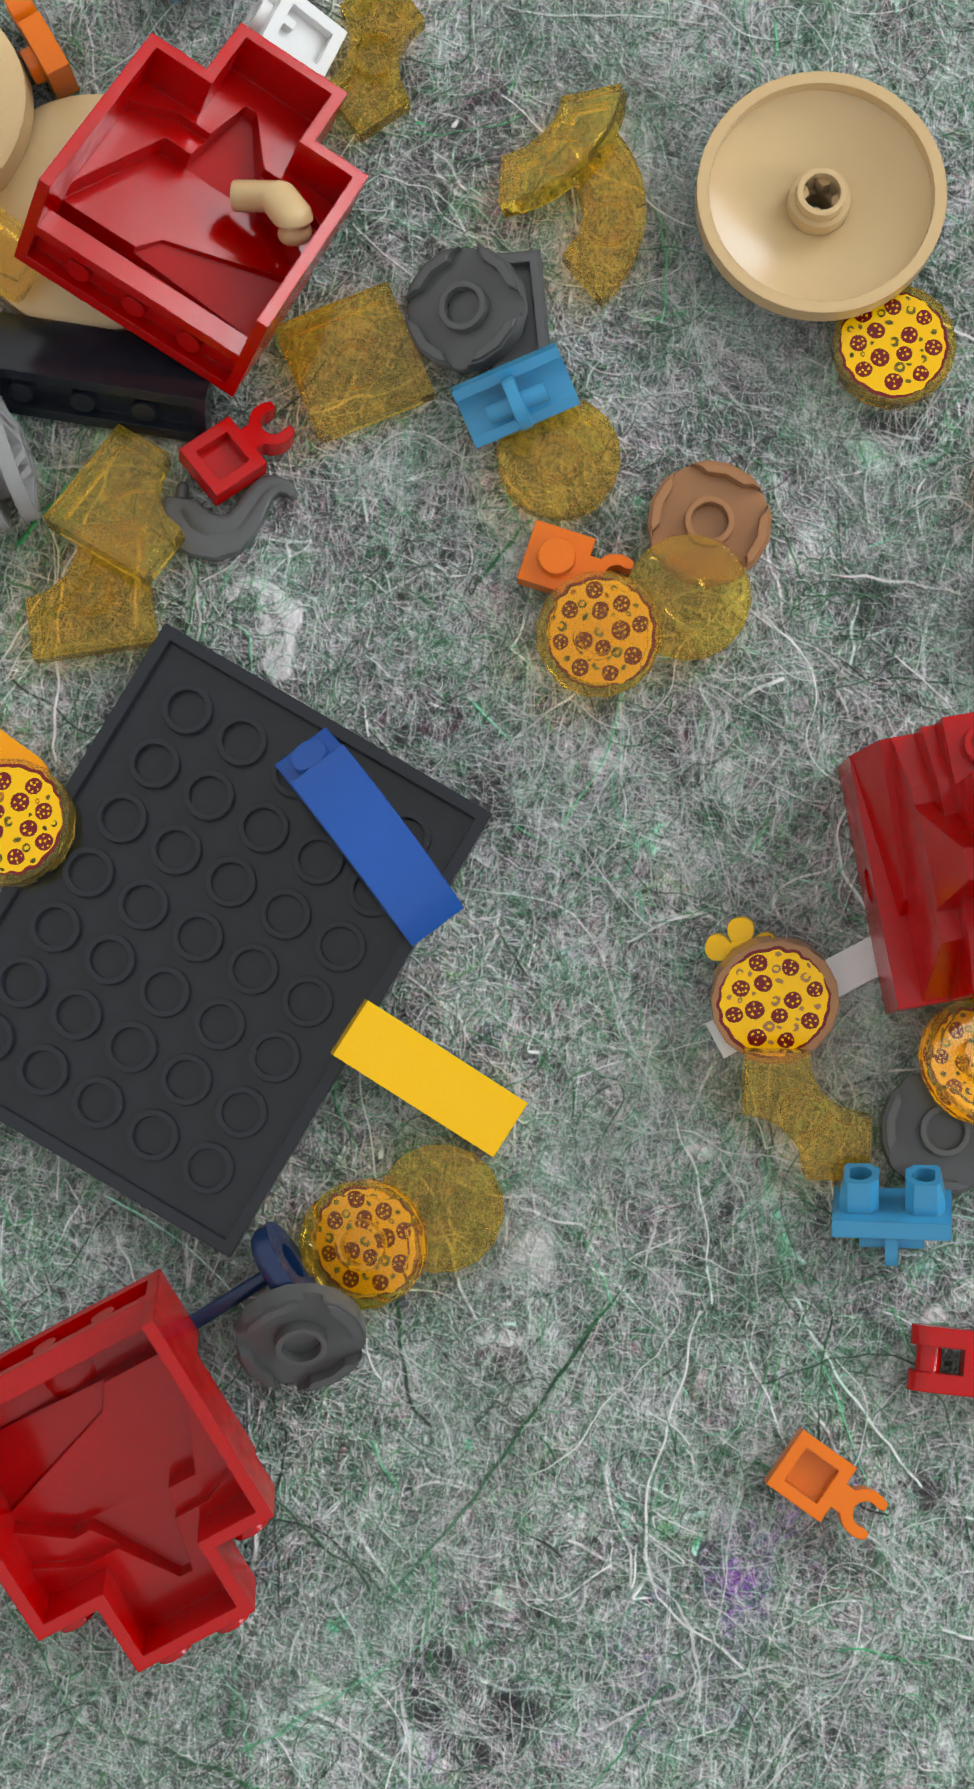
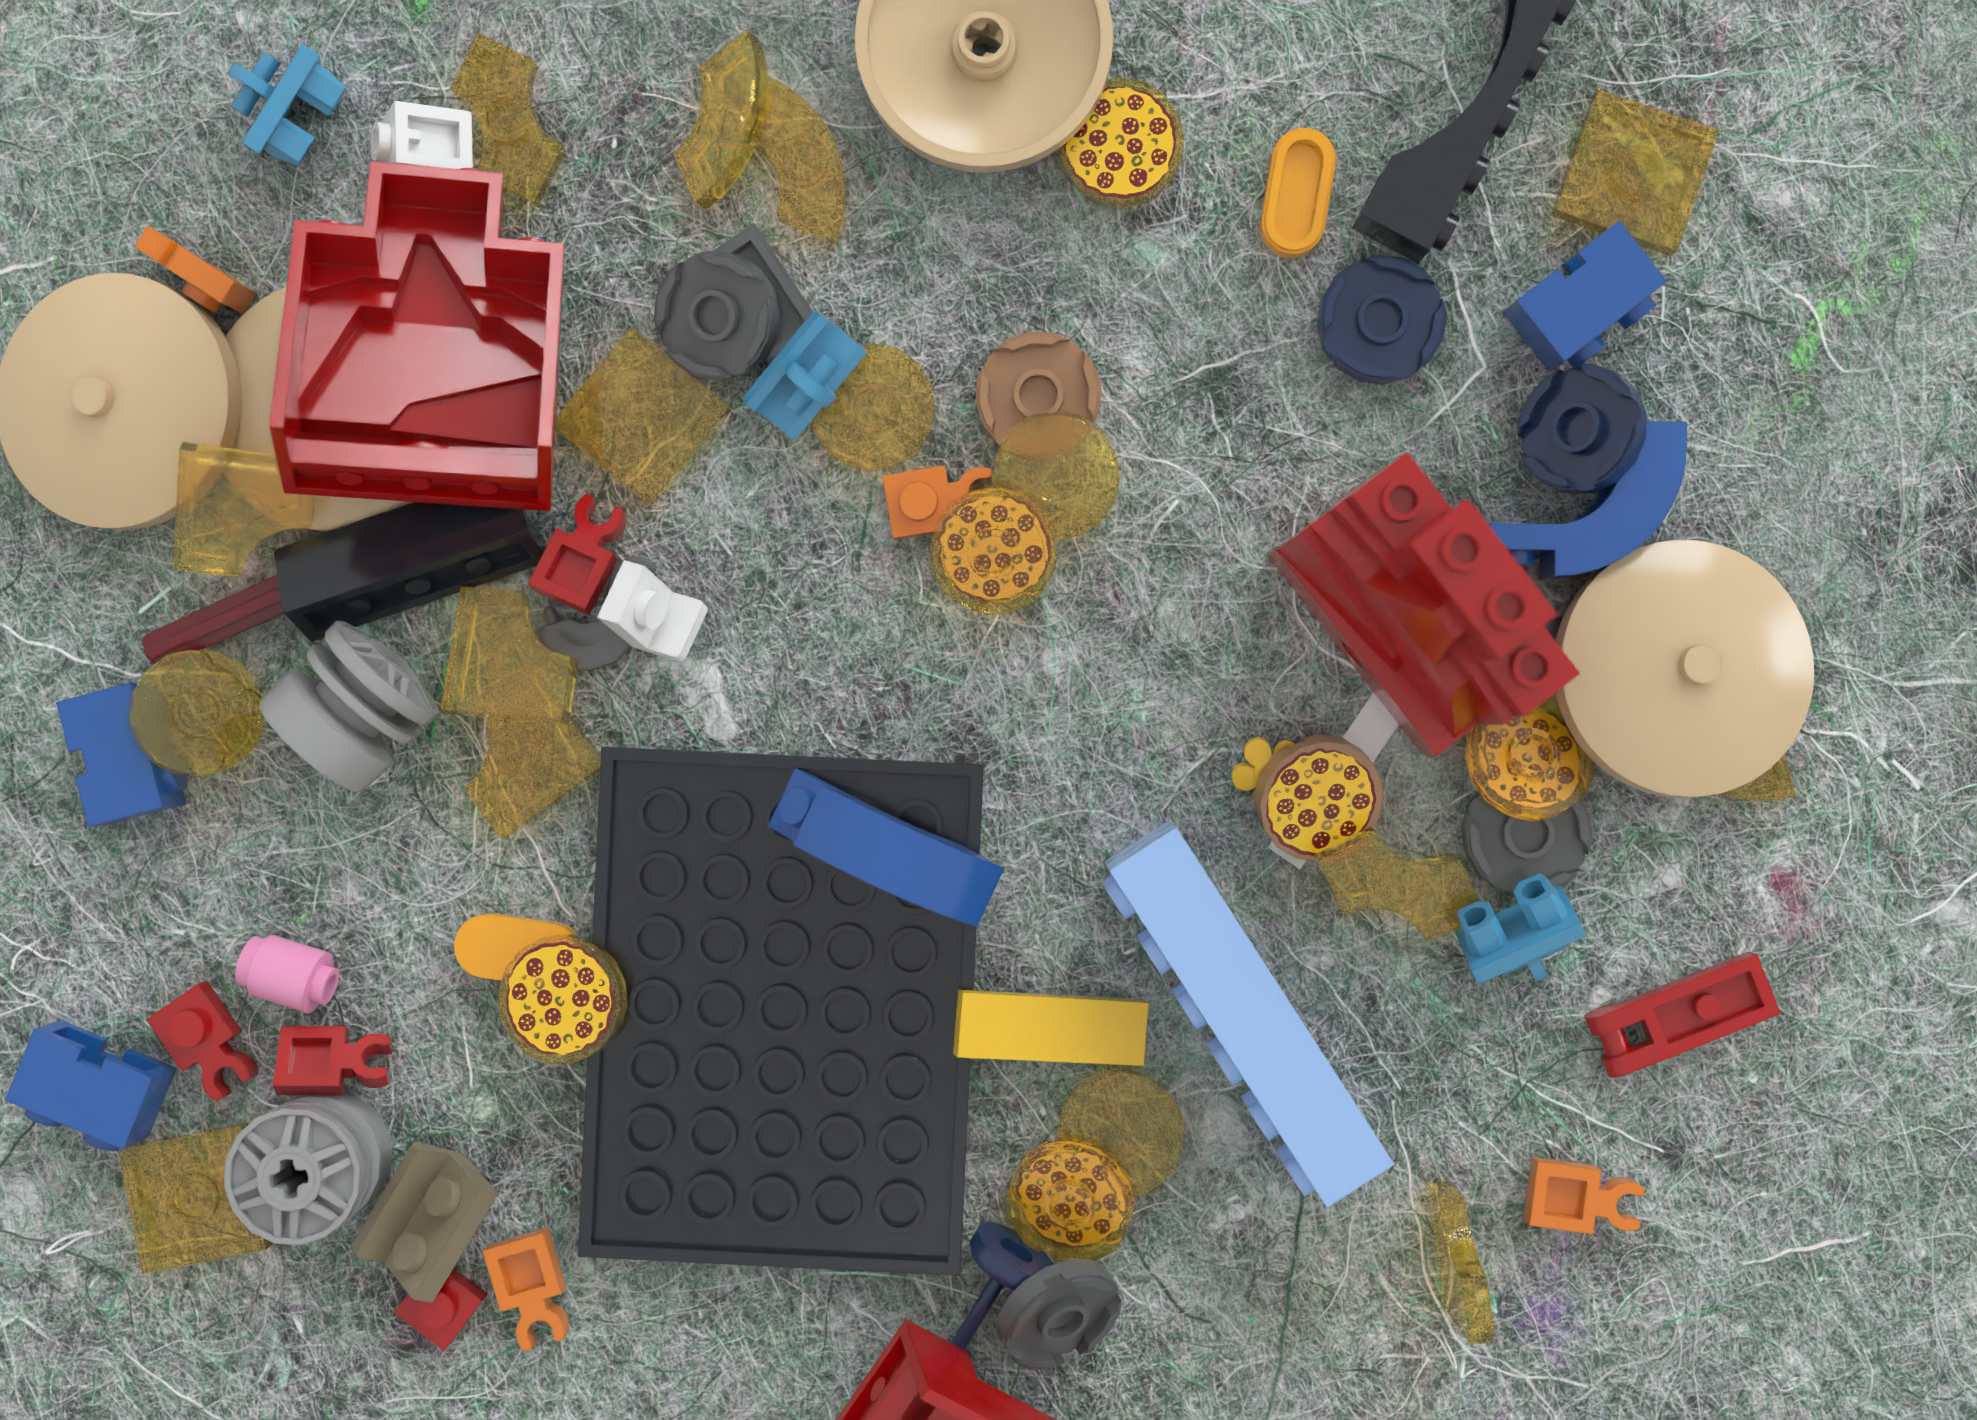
camera: 30 degrees left, 5 degrees up
(270, 530) = (651, 614): none -> white bracket
(280, 203) = (498, 312): tan arm -> none
(611, 1149) = (1253, 1021): none -> light blue brick
(685, 1482) = (1460, 1272): none -> clear yellow tile

